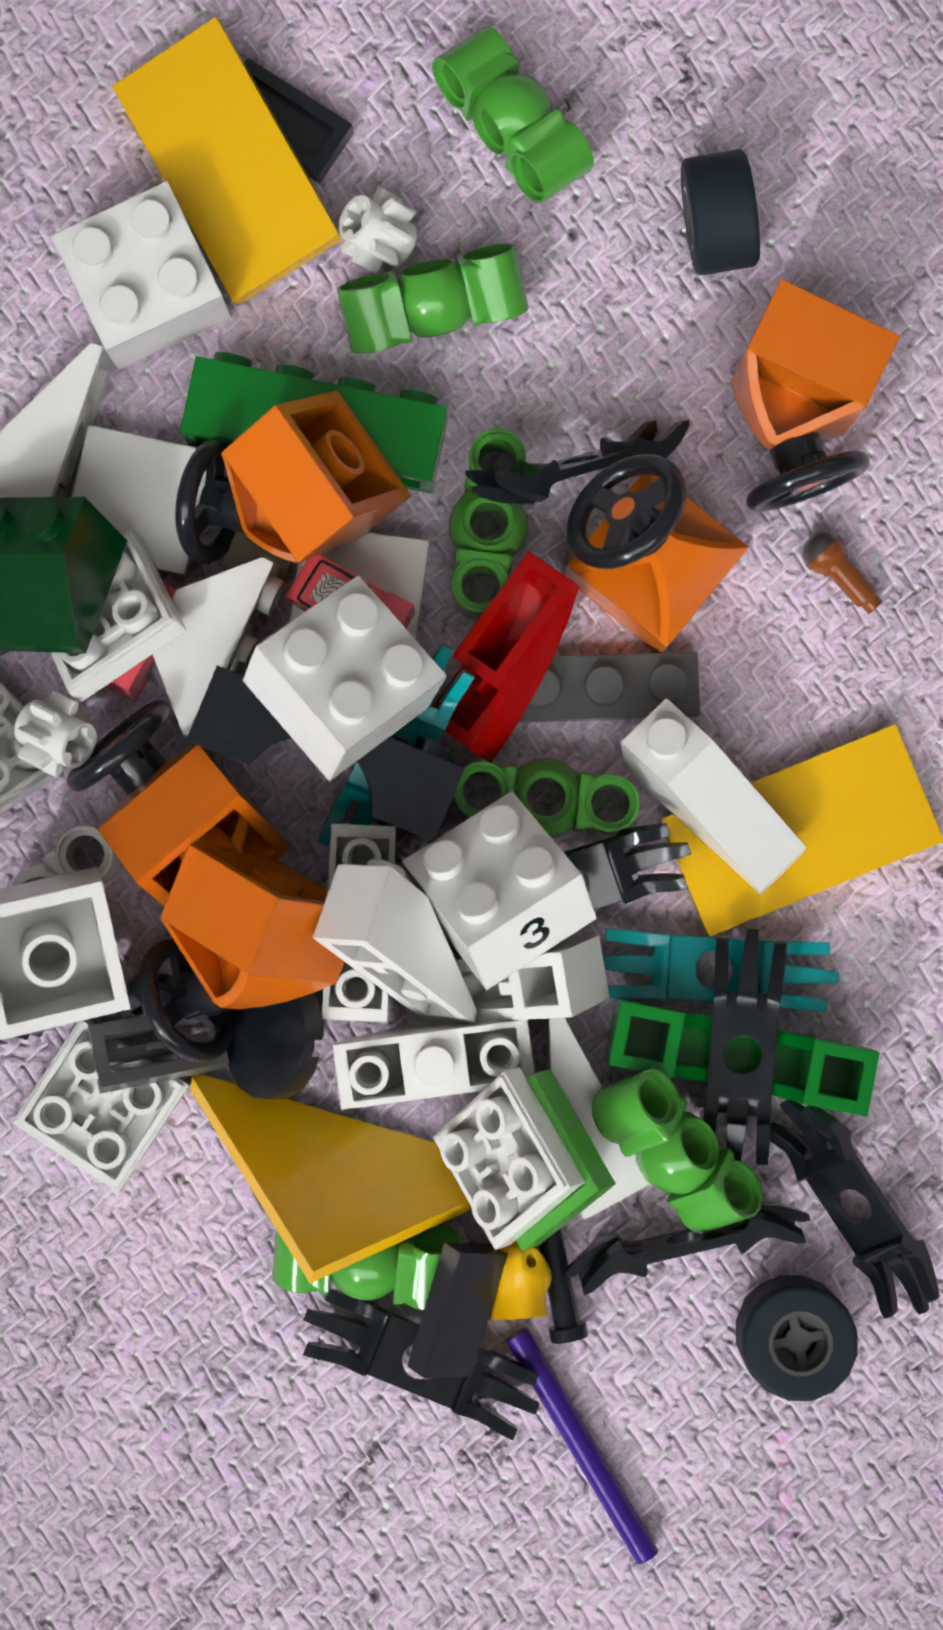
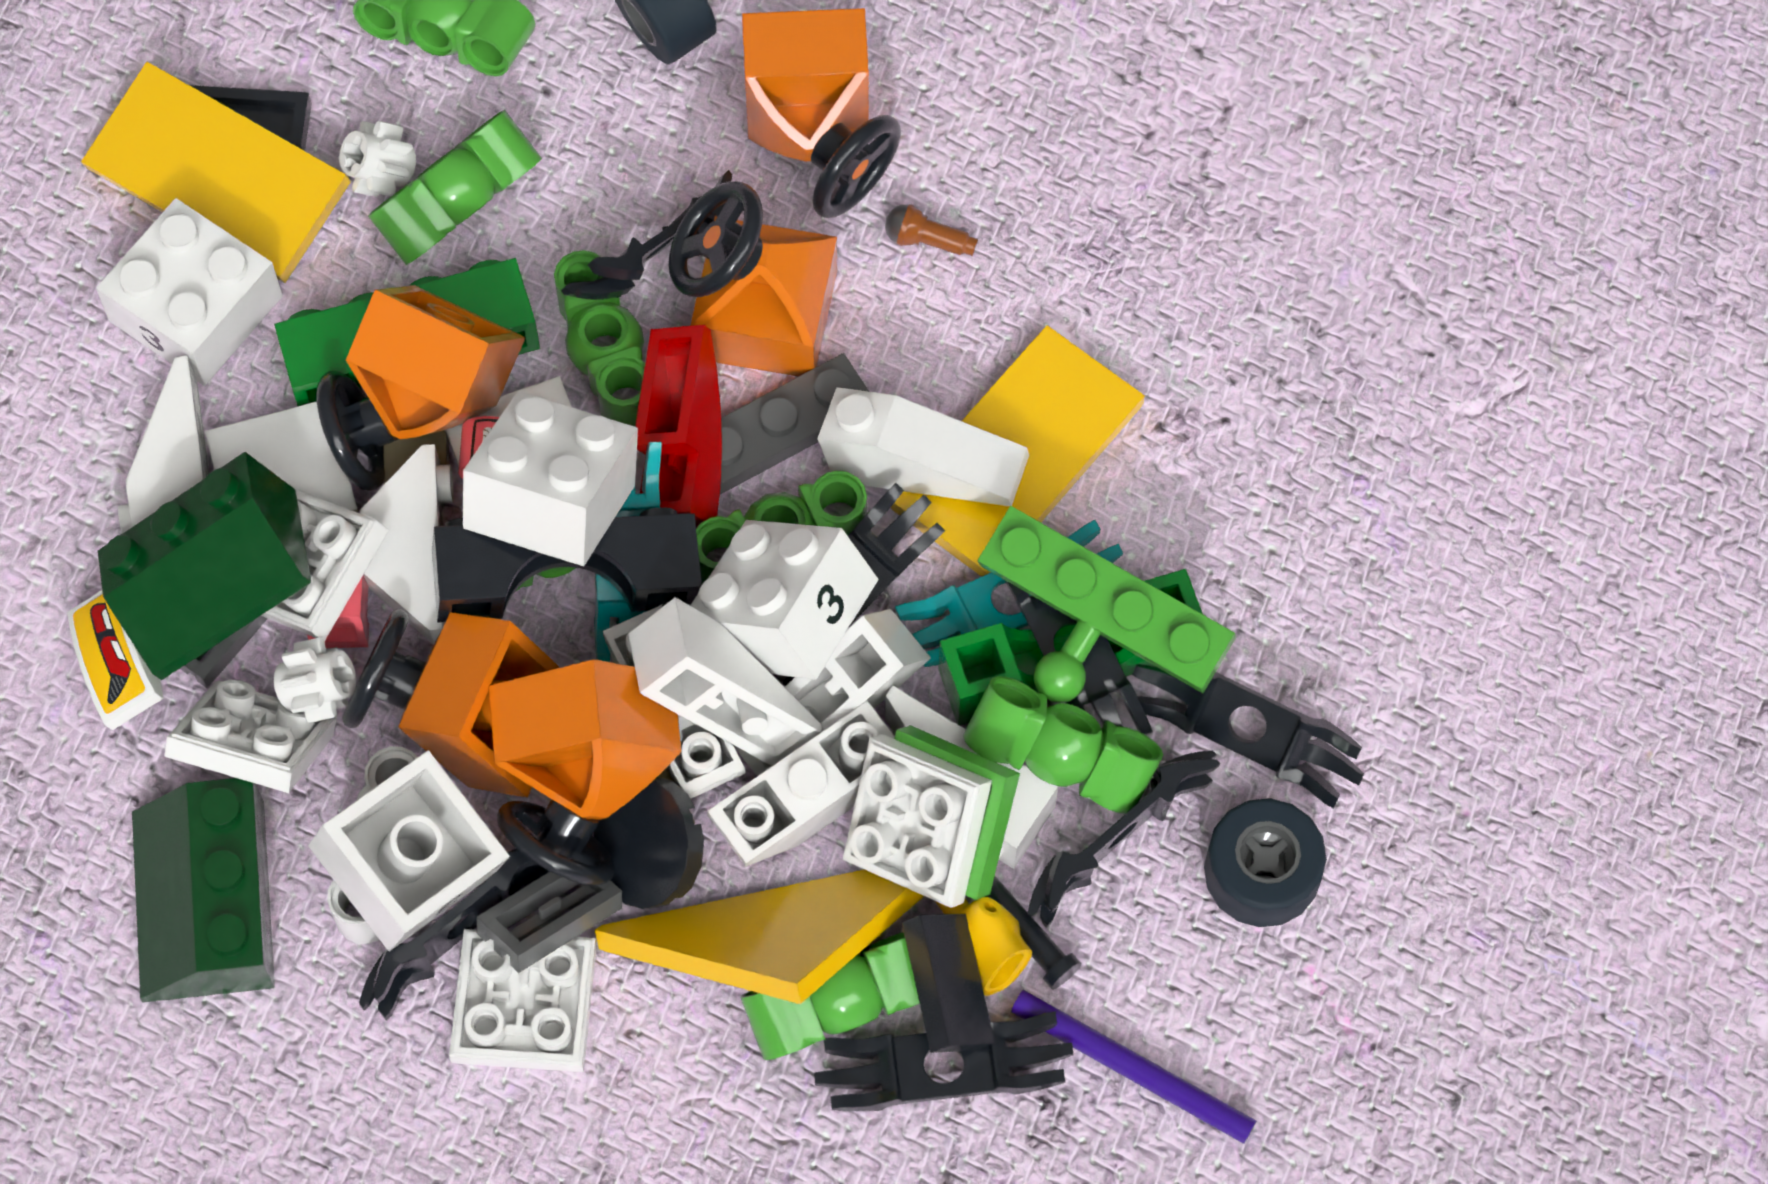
camera: 30 degrees left, 20 degrees down
(785, 1050) = (1103, 603): none -> bright green plate

